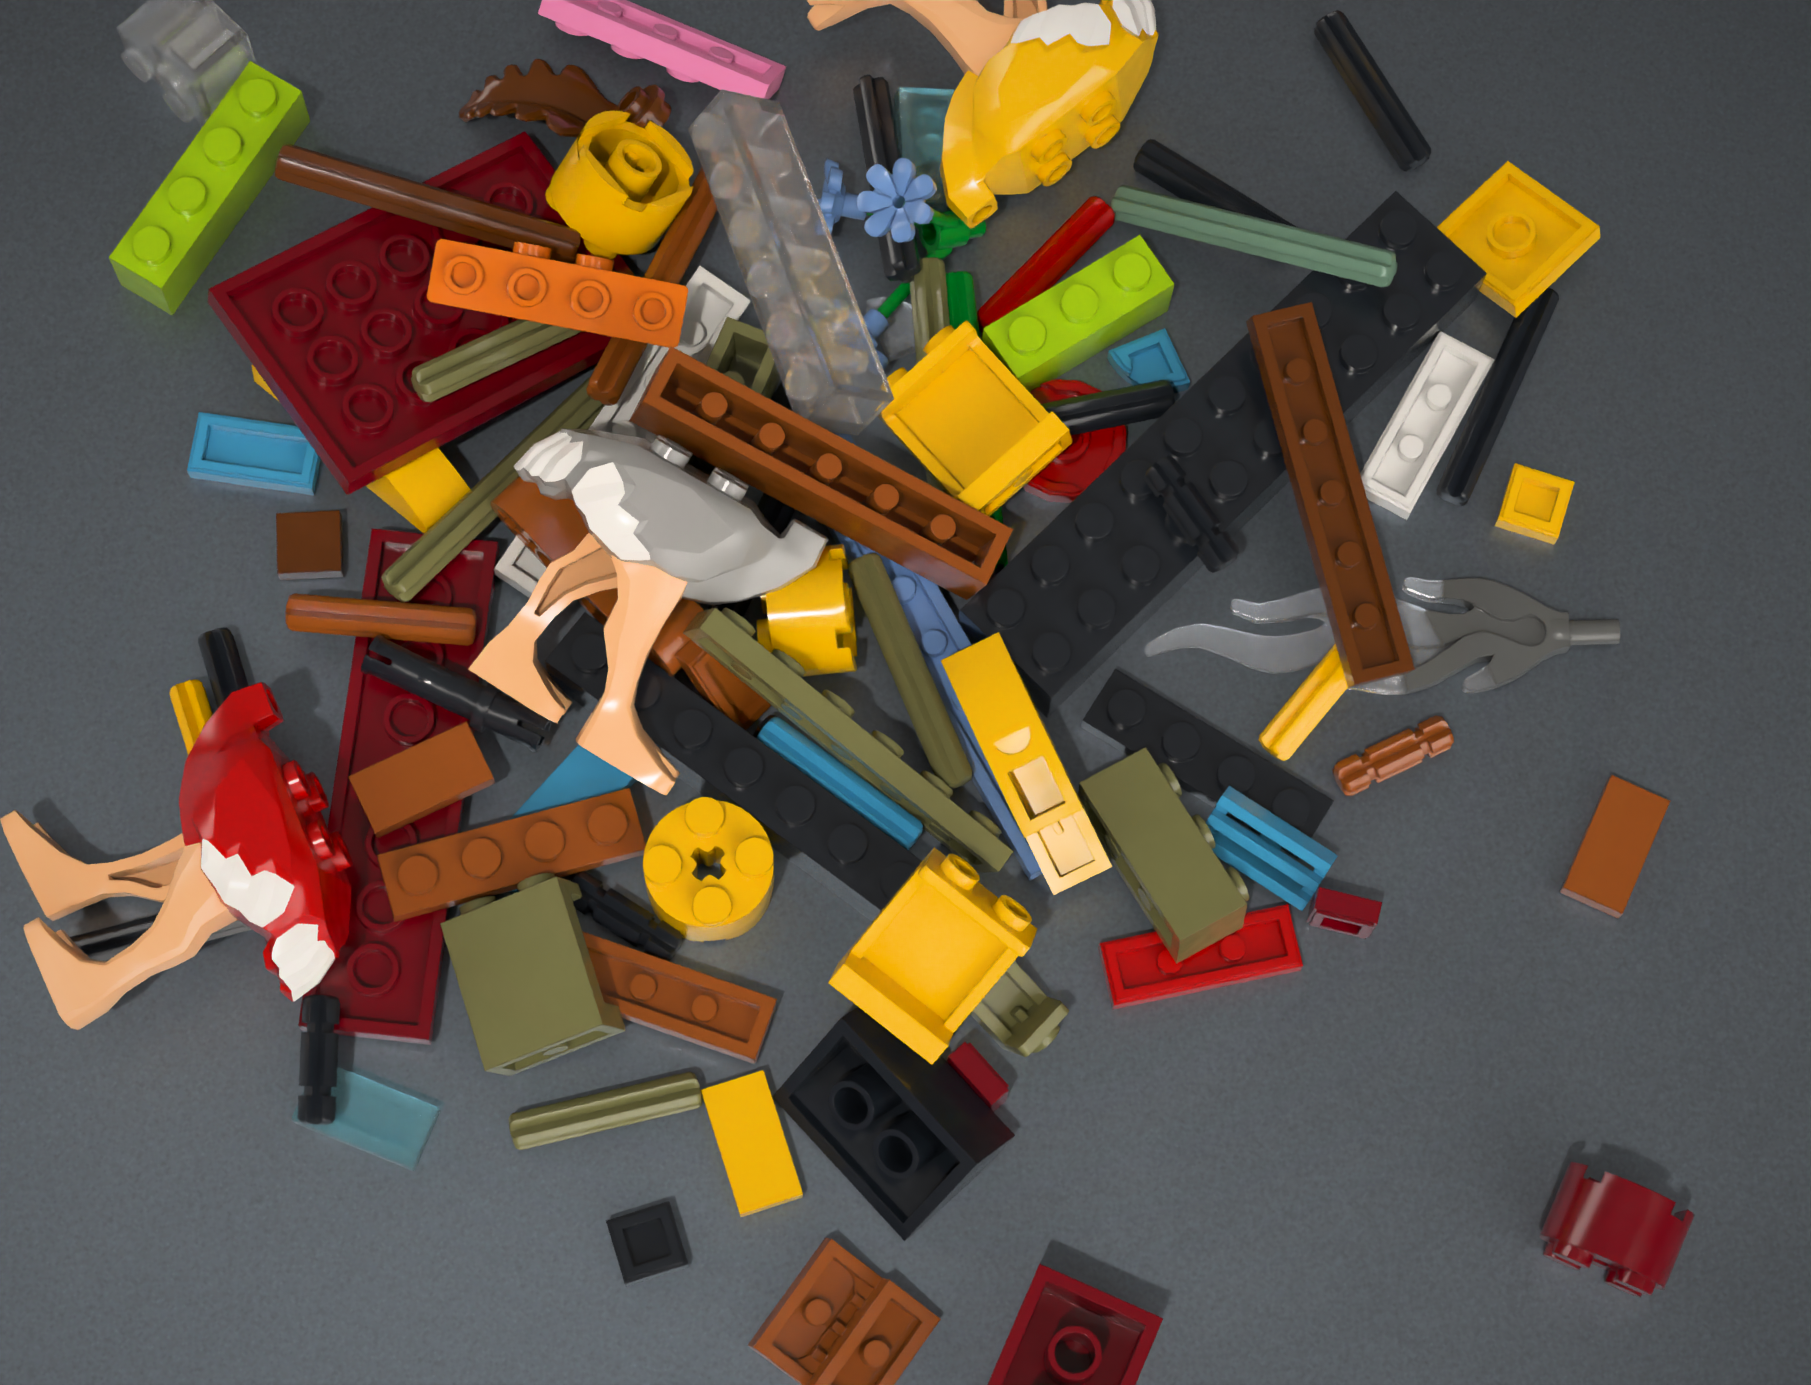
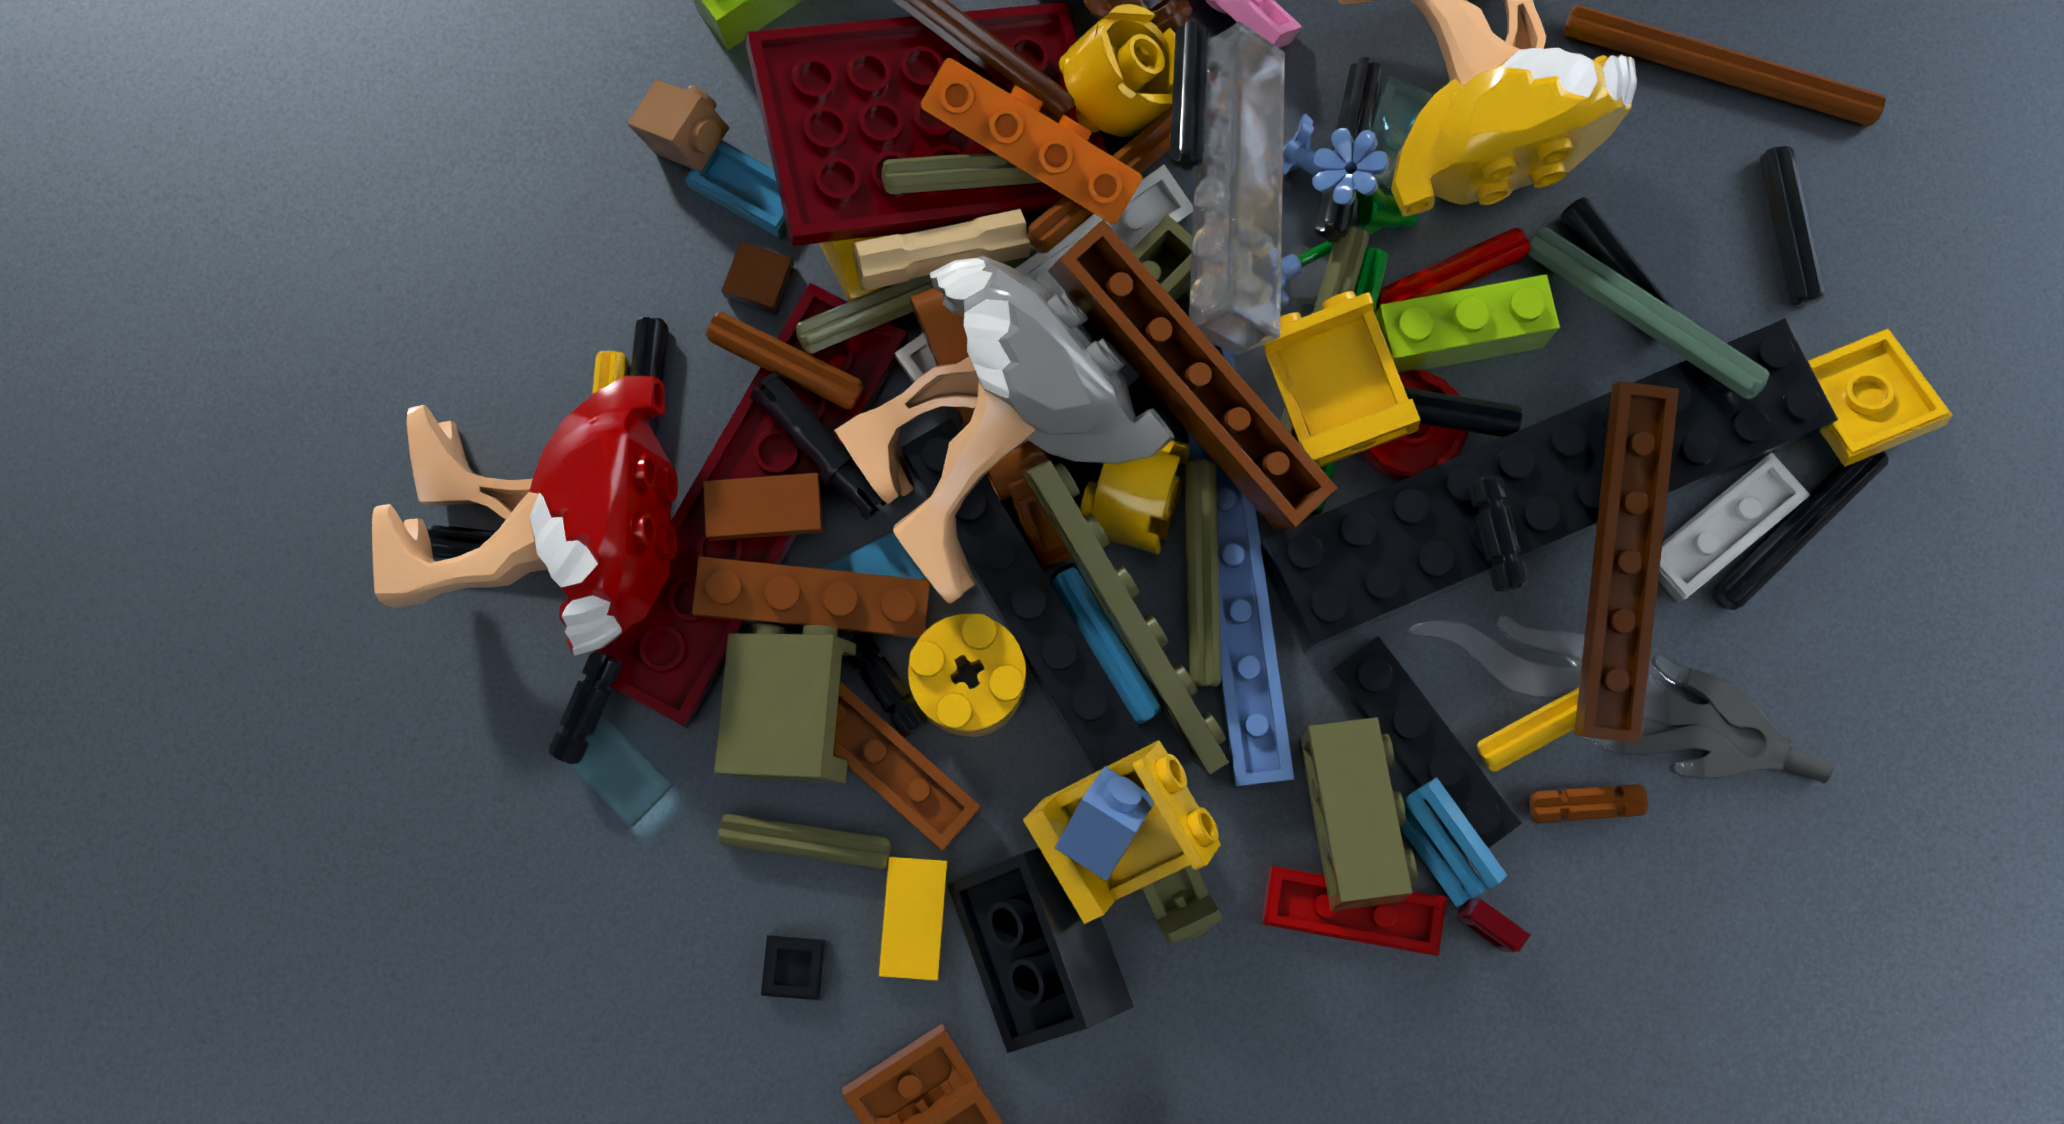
camera: 30 degrees right, 5 degrees up
(160, 413) = (679, 124): none -> medium nougat brick
(488, 450) = (917, 254): none -> tan axle
(700, 185) = (1189, 96): none -> black axle
(913, 948) = (1105, 823): none -> medium blue brick
(979, 1075) = (1123, 942): dark red tile -> none
(1026, 763) = (1268, 693): yellow slope -> none
(1149, 360) = (1510, 384): dark azure tile -> none
(1534, 503) = (1796, 632): yellow tile -> none
(1614, 846) = (1752, 959): dark orange tile -> none

